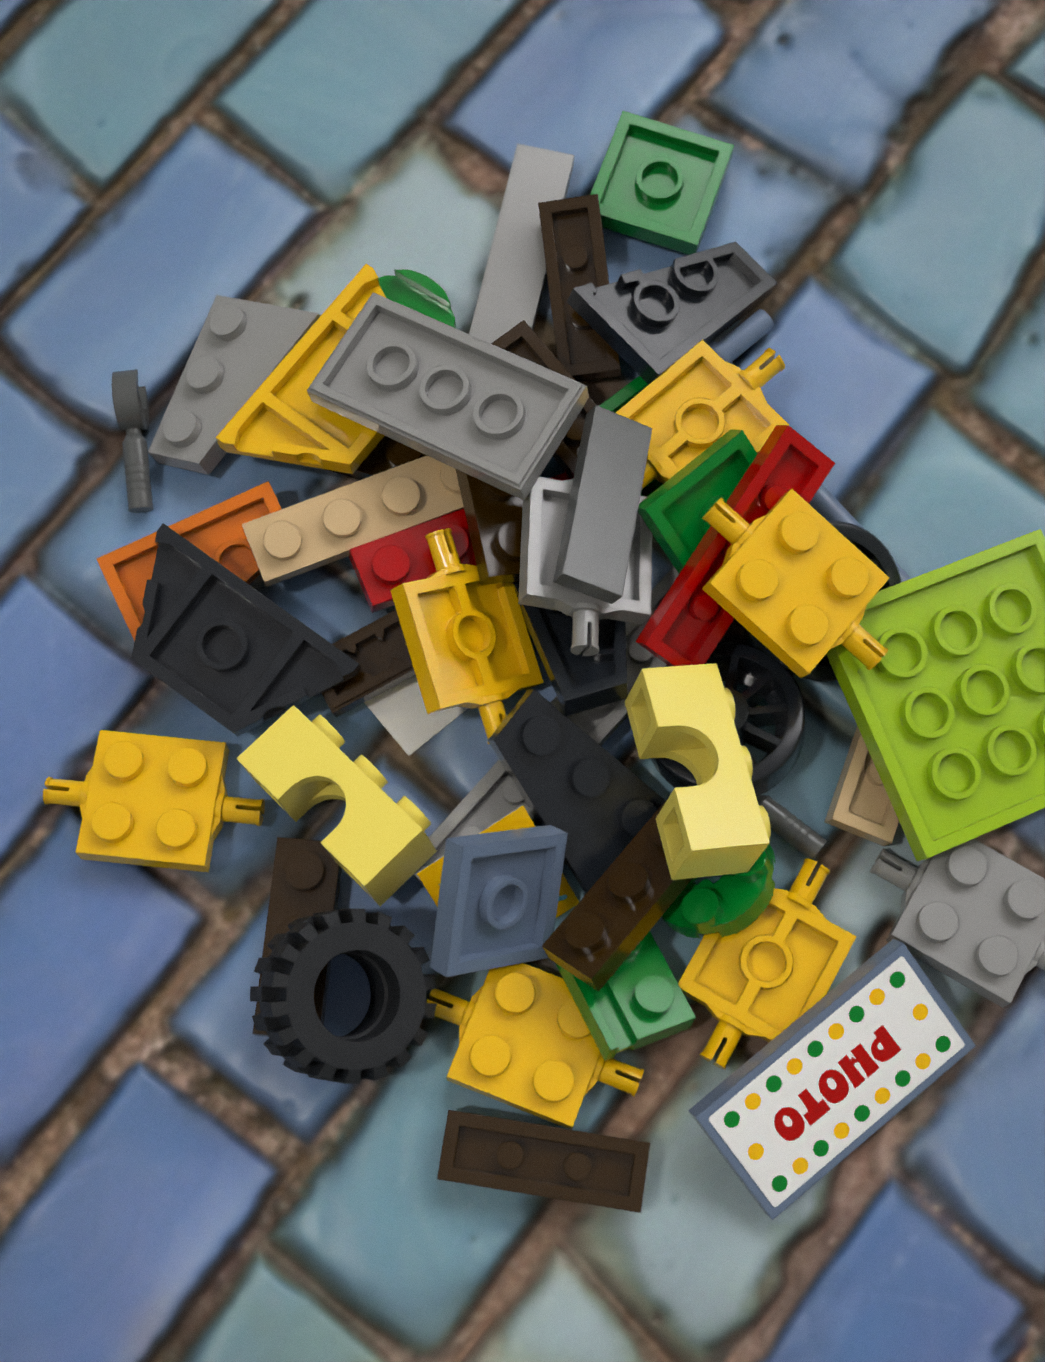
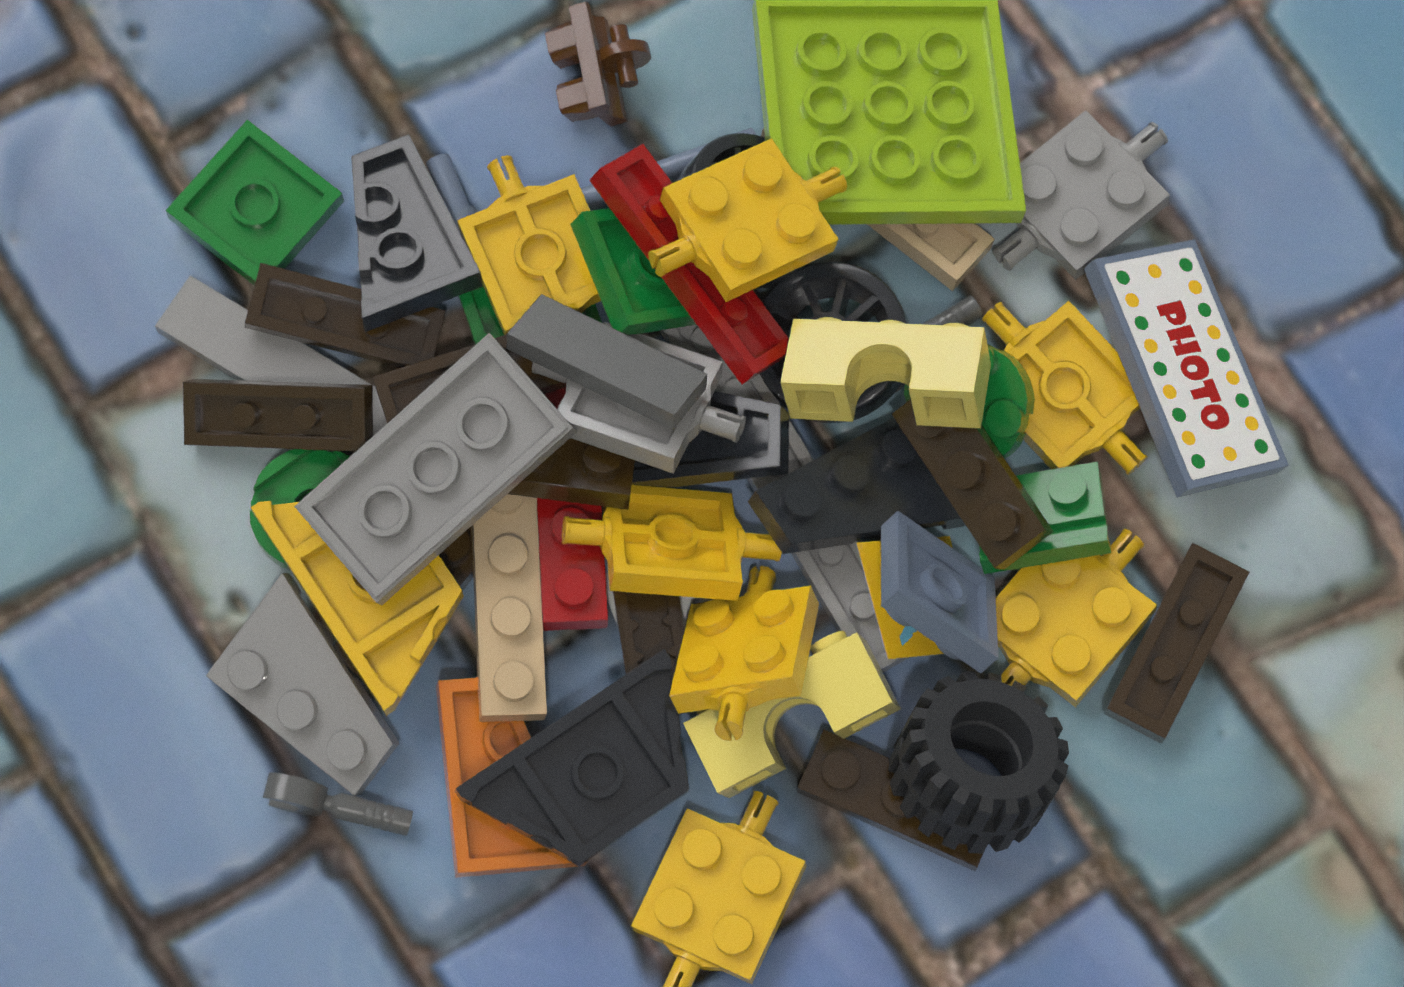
camera: 75 degrees left, 0 degrees up
(378, 737) = (744, 651): none -> yellow plate
(468, 262) = (277, 414): none -> dark brown plate
(915, 423) = (606, 63): none -> reddish brown hips

